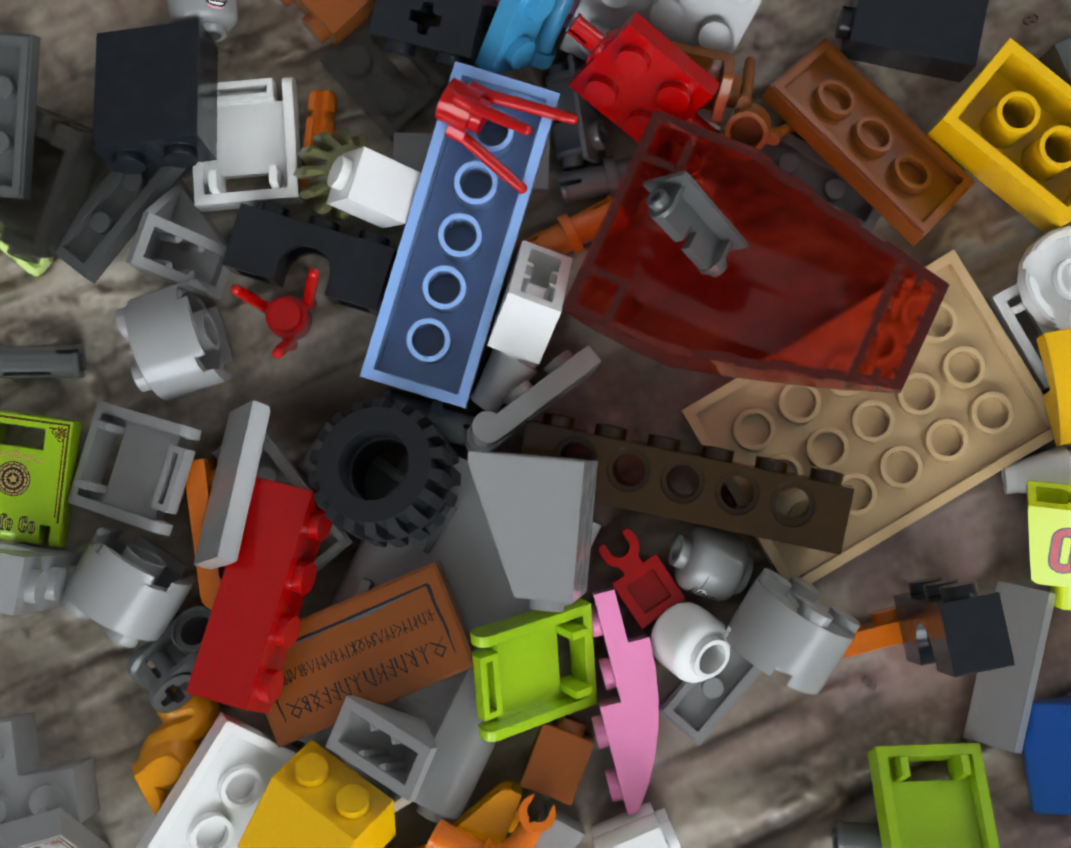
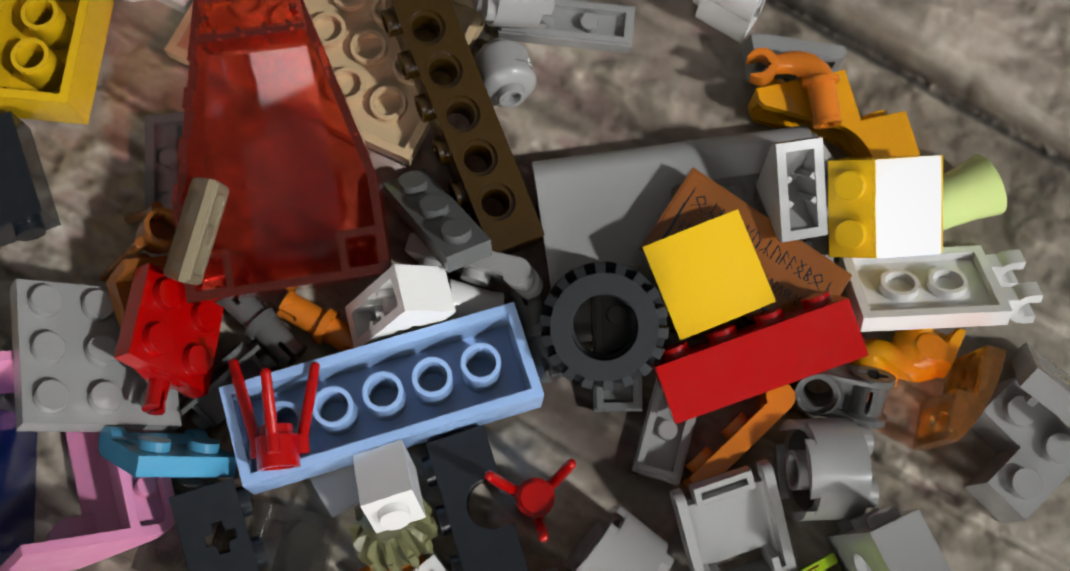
camera: 130 degrees left, 10 degrees down
(88, 740) = (963, 400): none -> clear orange slope
(232, 486) = (693, 437): light grey tile -> none
(363, 604) = (709, 274): none -> yellow slope
(520, 673) = (673, 144): lime container -> none
(539, 521) = (555, 179): light grey slope -> none
(558, 759) = (713, 88): dark orange brick -> none
(596, 393) = (437, 220): none -> dark grey plate
(632, 717) = (642, 61): bright pink slope -> none
(645, 585) = (551, 110): red plate -> none
(685, 209) = (258, 220): dark grey hinge -> none
(690, 642) = (569, 49): white head -> none
(711, 151) = (196, 231): none -> dark tan slope
(868, 140) = (115, 157): dark orange tile -> none

